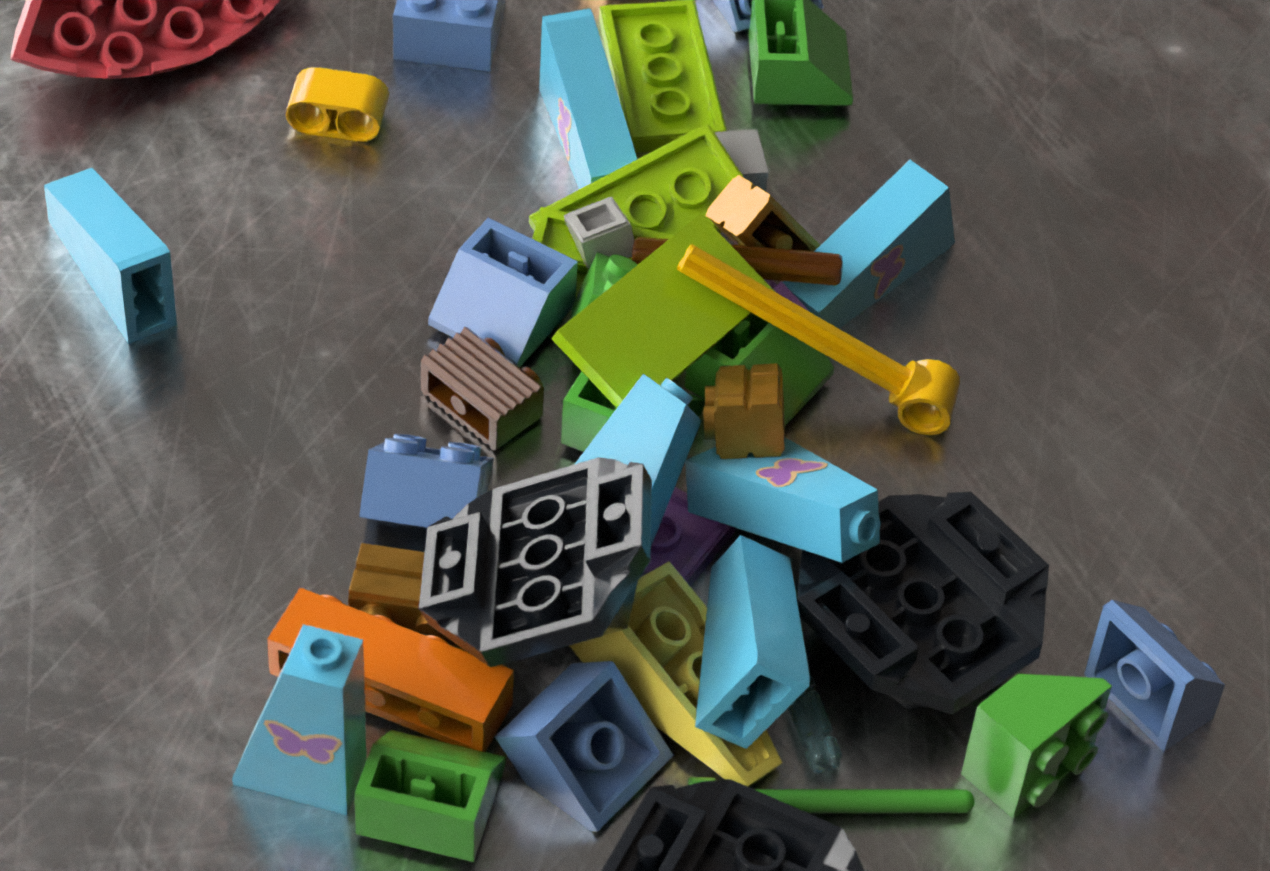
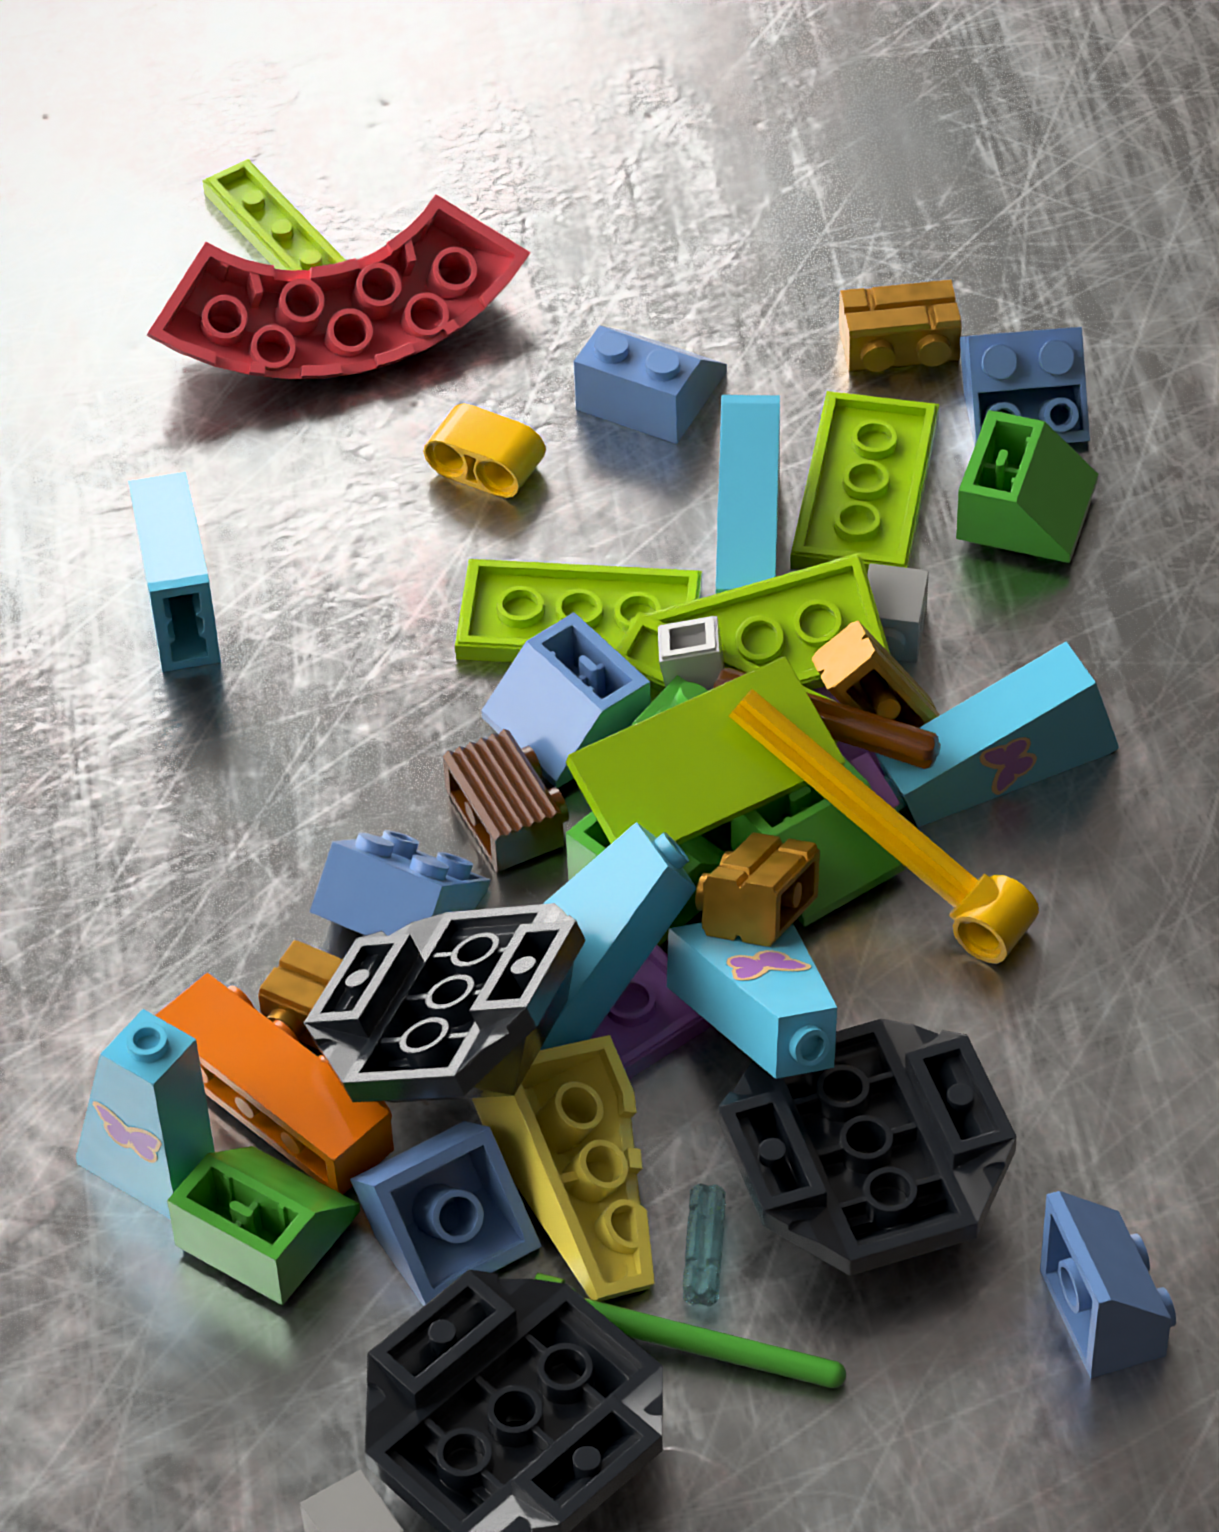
camera: 25 degrees right, 0 degrees up
(424, 227) = (519, 599): none -> lime tile
(751, 644) = (653, 1142): medium azure slope -> none
(1033, 737) = (926, 1322): bright green slope -> none

